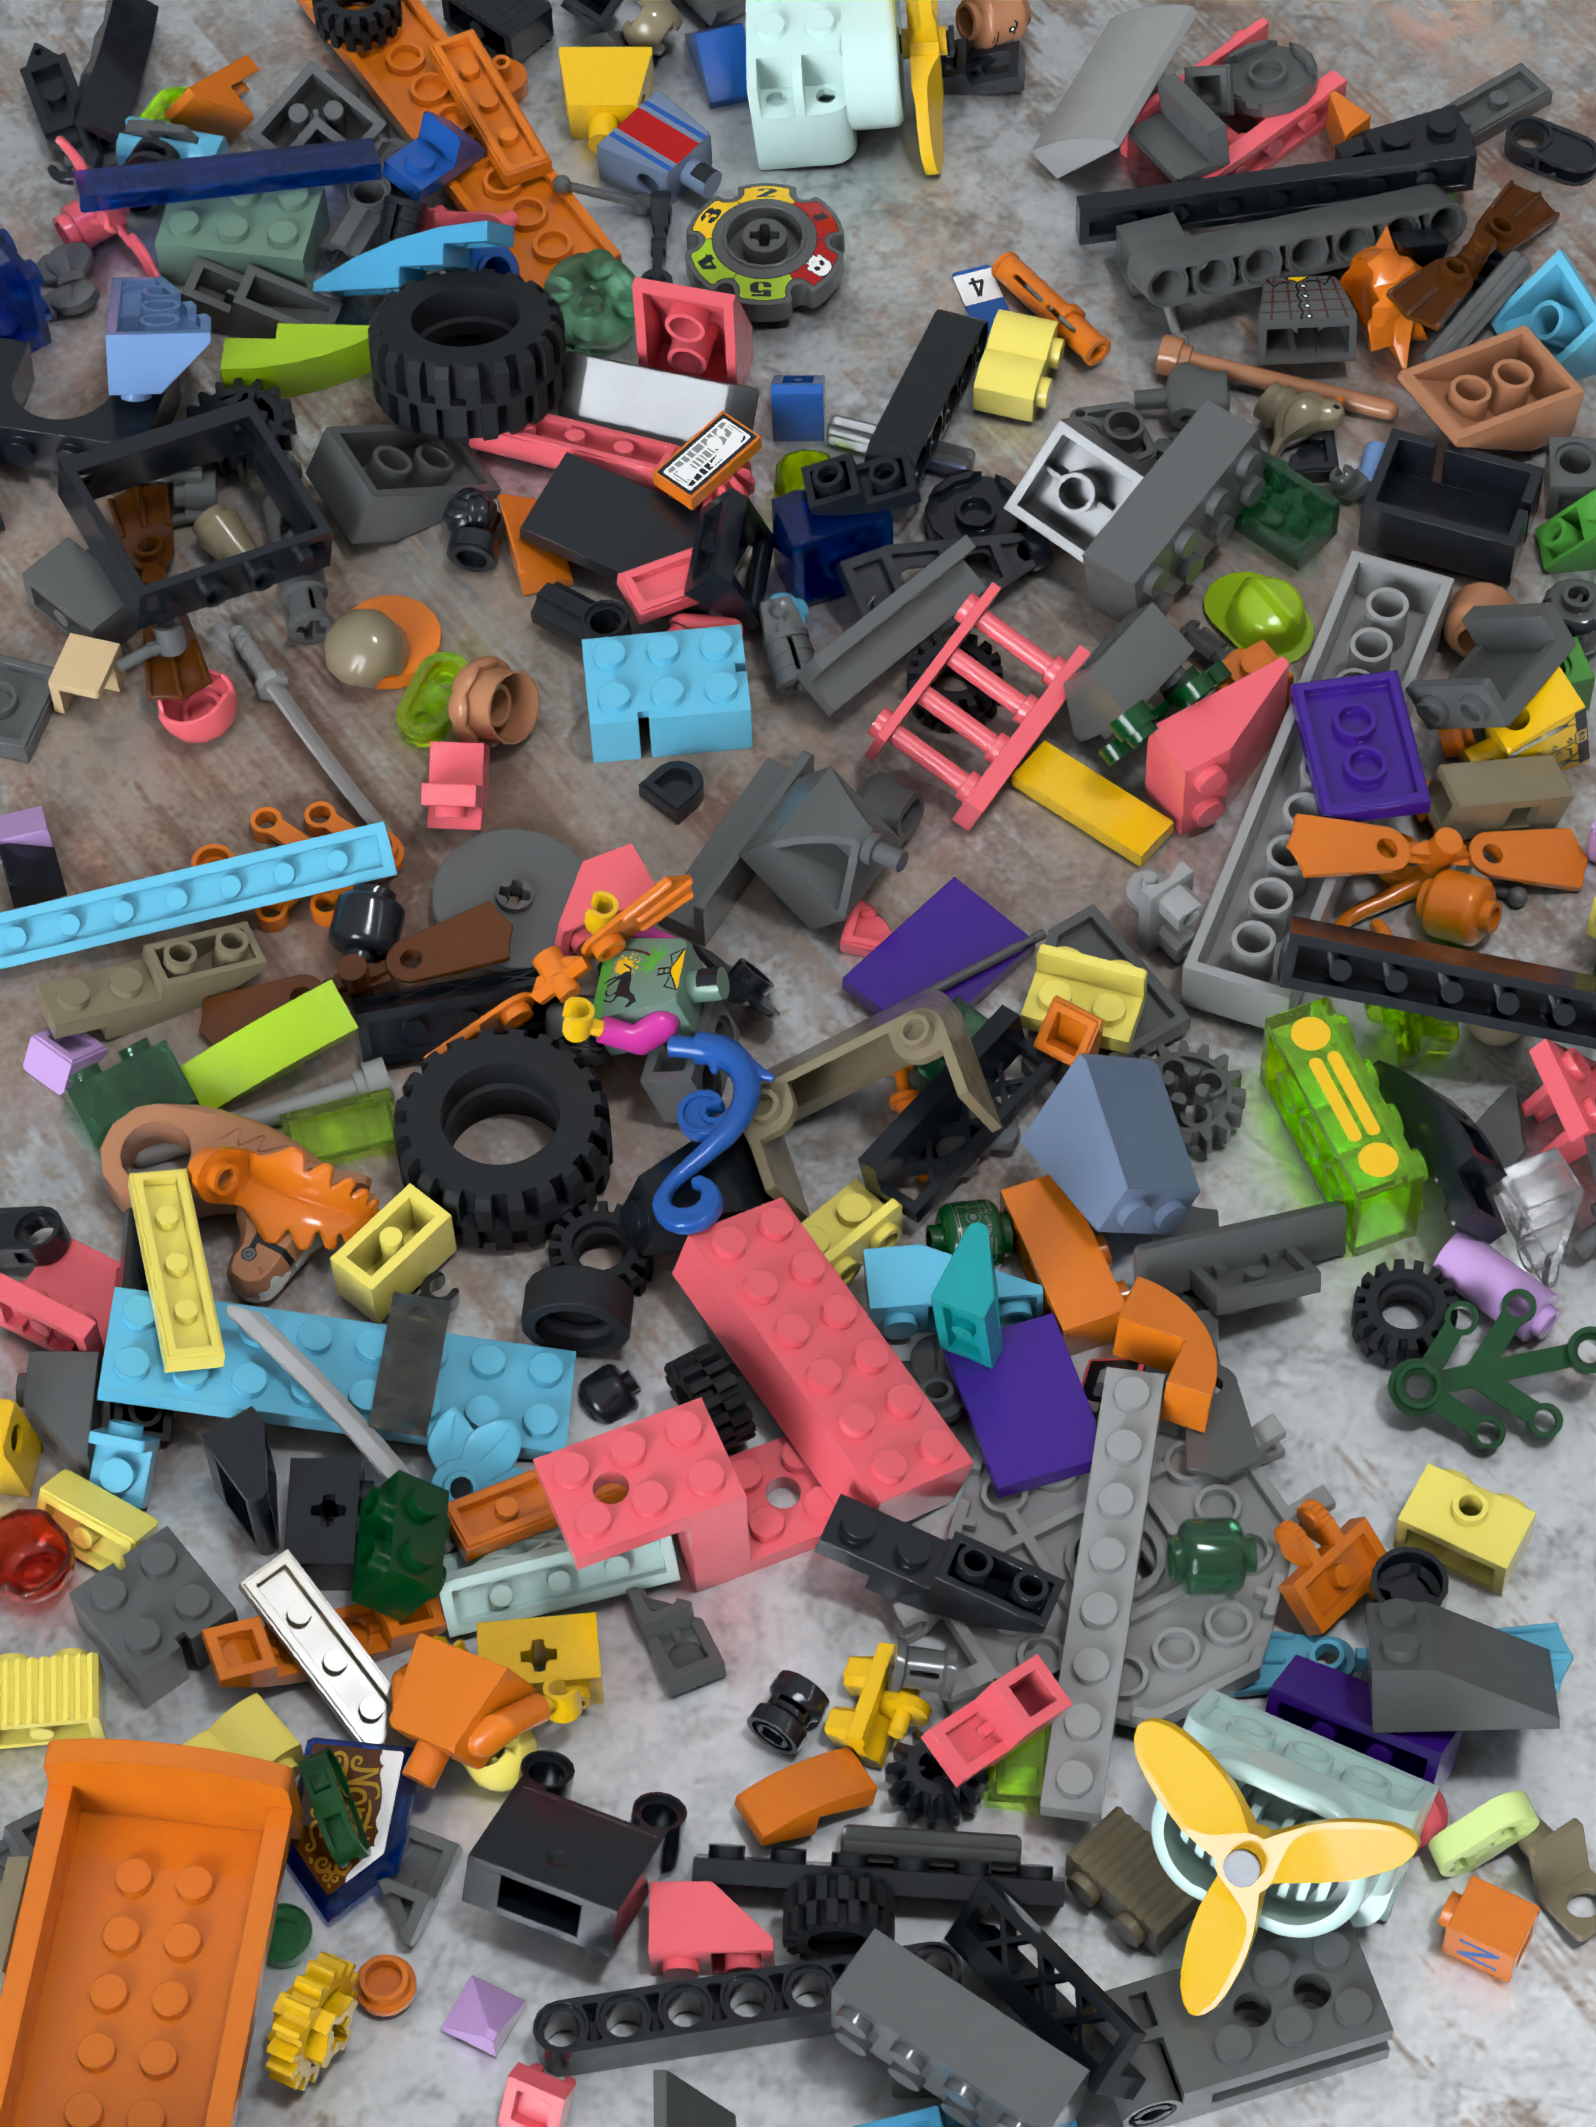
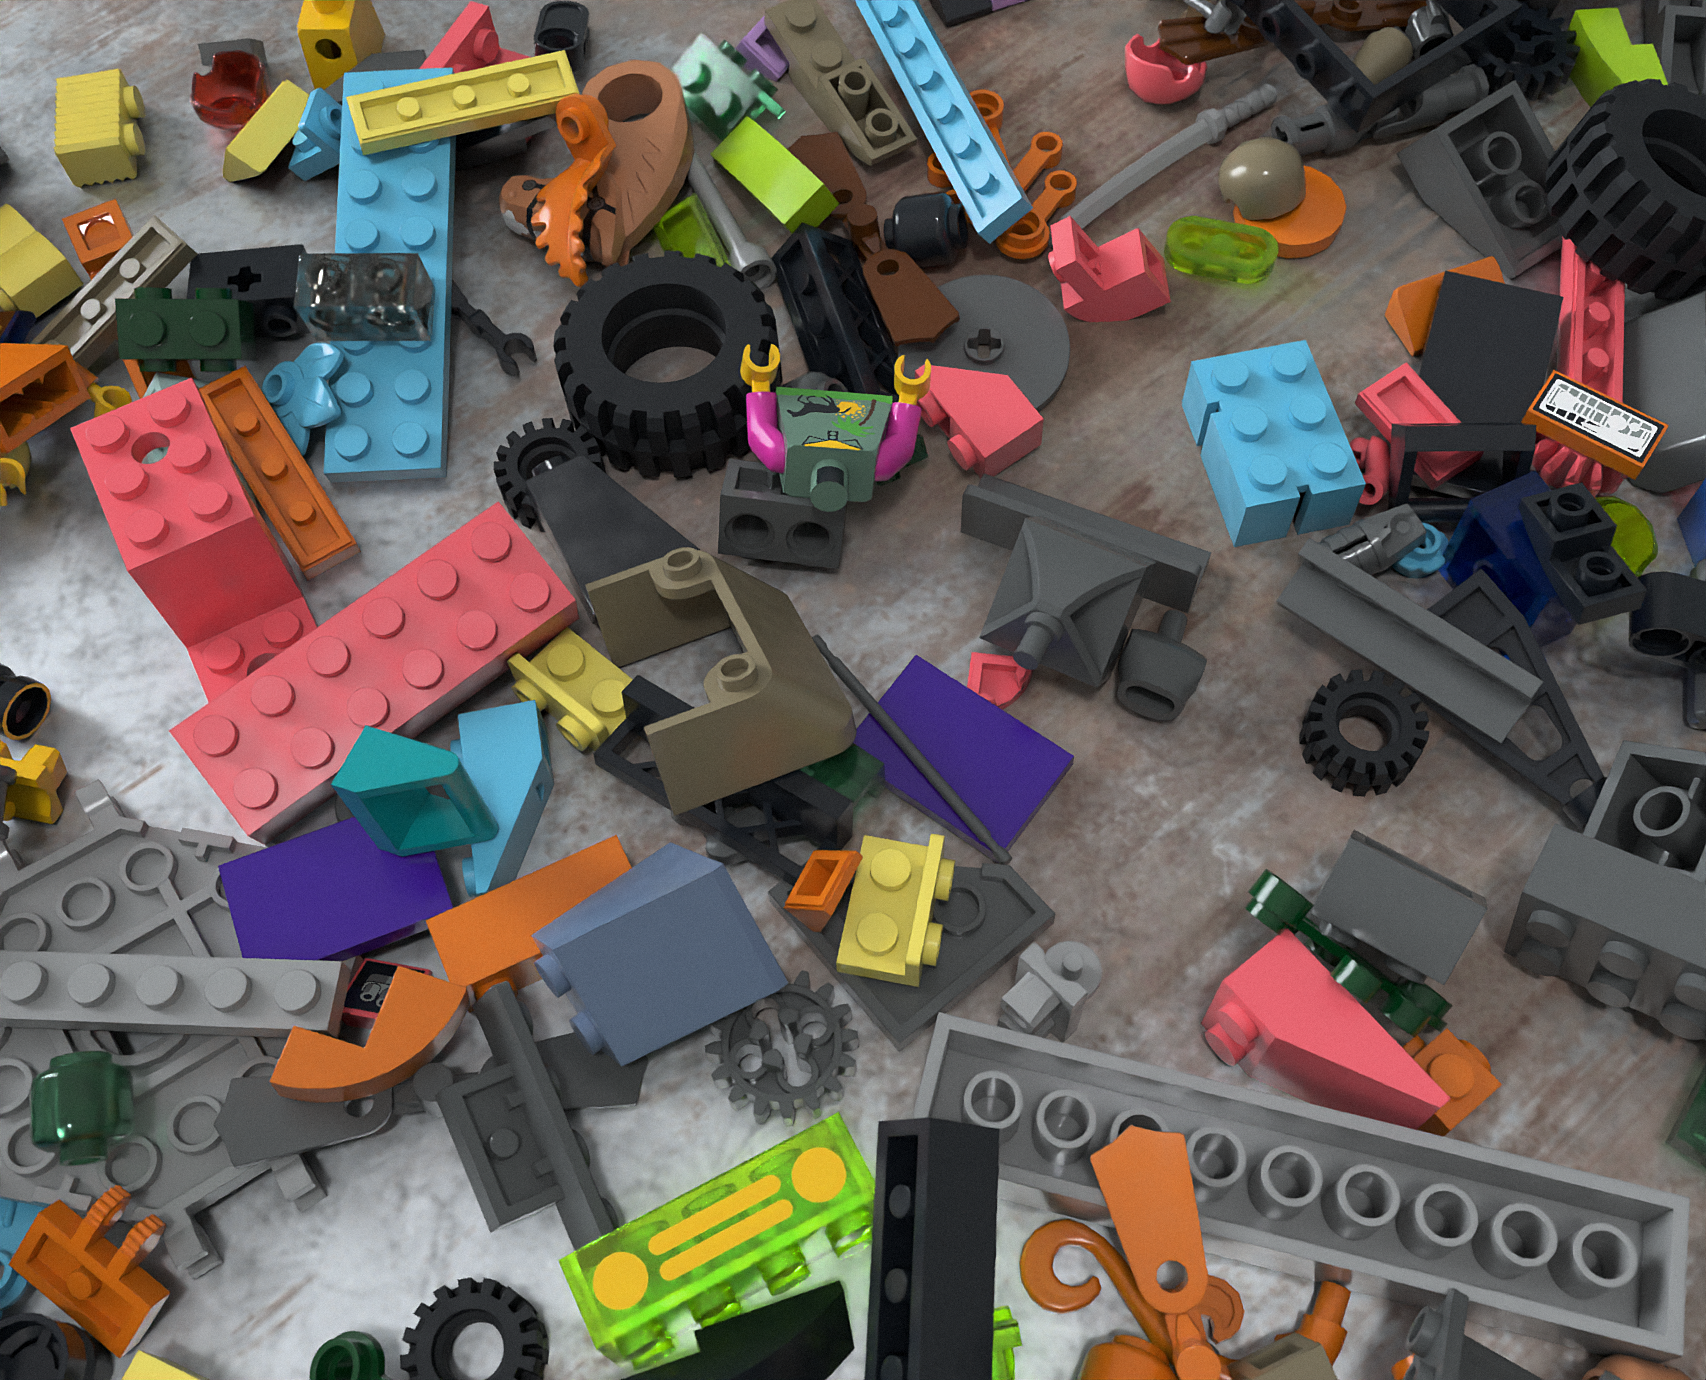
camera: 85 degrees right, 5 degrees up
(146, 1609) = (169, 174): dark grey piece -> none
(246, 1476) = (275, 179): black tile -> none
(324, 1393) = (287, 331): light grey sword -> none
(393, 1252) = (523, 287): light yellow brick -> none
(472, 509) = (1466, 240): black piece -> none
(474, 549) = (1420, 252): black tile -> none
(492, 703) = (1216, 286): nougat piece -> none
(560, 1643) = (65, 494): yellow brick -> none
(561, 972) = (846, 360): orange piece -> none
(577, 1310) = (461, 448): black tyre -> none
(578, 616) = (1354, 356): black piece -> none
(609, 1394) = (404, 509): black piece -> none
(674, 789) = (1155, 476): black tile -> none
(677, 1642) = (101, 604): dark grey slope -> none
(708, 1376) = (345, 567): black tyre -> none
(713, 1133) = (710, 535): blue plant -> none
(746, 982) = (885, 546): black plate -> none
(937, 1576) = (107, 817): black slope -> none
(954, 1219) = (570, 813): dark green head -> none
(970, 507) = (1631, 712): black tile -> none
(1001, 751) = (1261, 789): coral fence -> none
(1092, 803) = (1214, 913): yellow tile -> none
(1207, 645) = (1502, 1026): dark grey piece -> none
(1257, 608) = (1573, 1097): lime piece -> none
(1360, 747) = (1330, 1225): dark purple tile -> none

